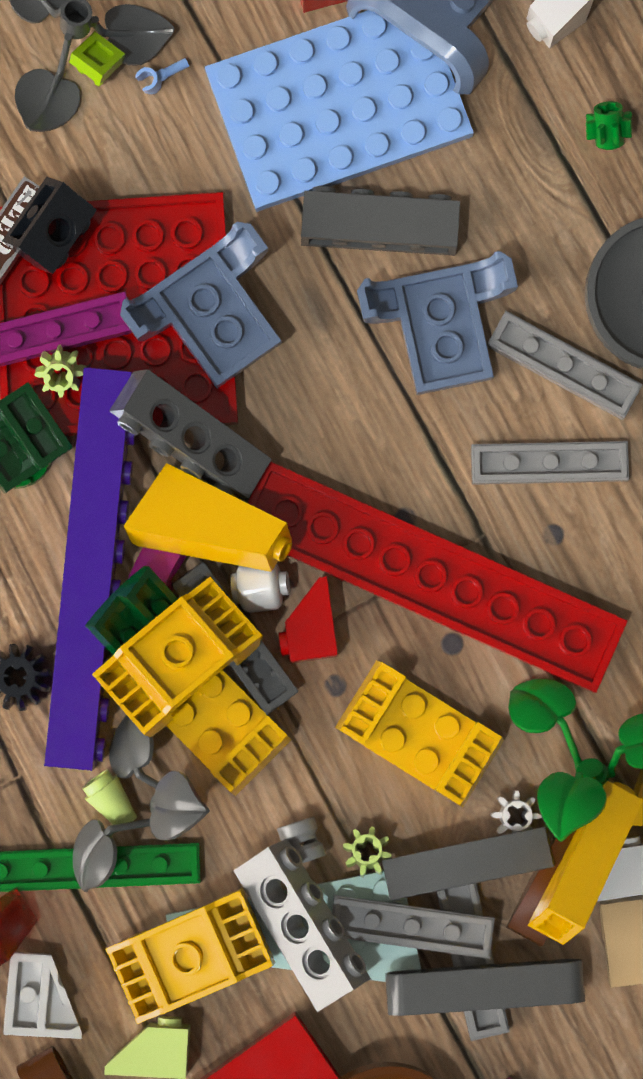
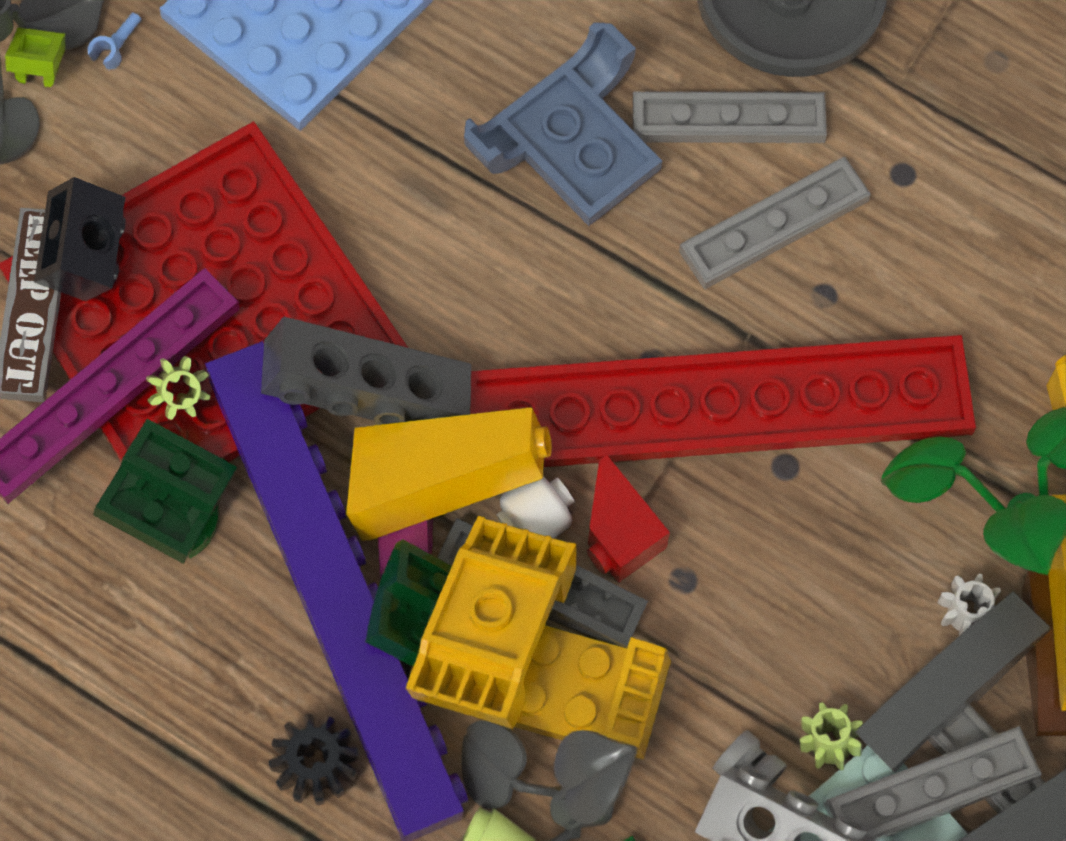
camera: 30 degrees left, 15 degrees down
(210, 307) = (310, 237): sand blue piece -> none
(380, 222) = (444, 68): dark grey brick -> none
(419, 733) = (809, 577): yellow plate -> none

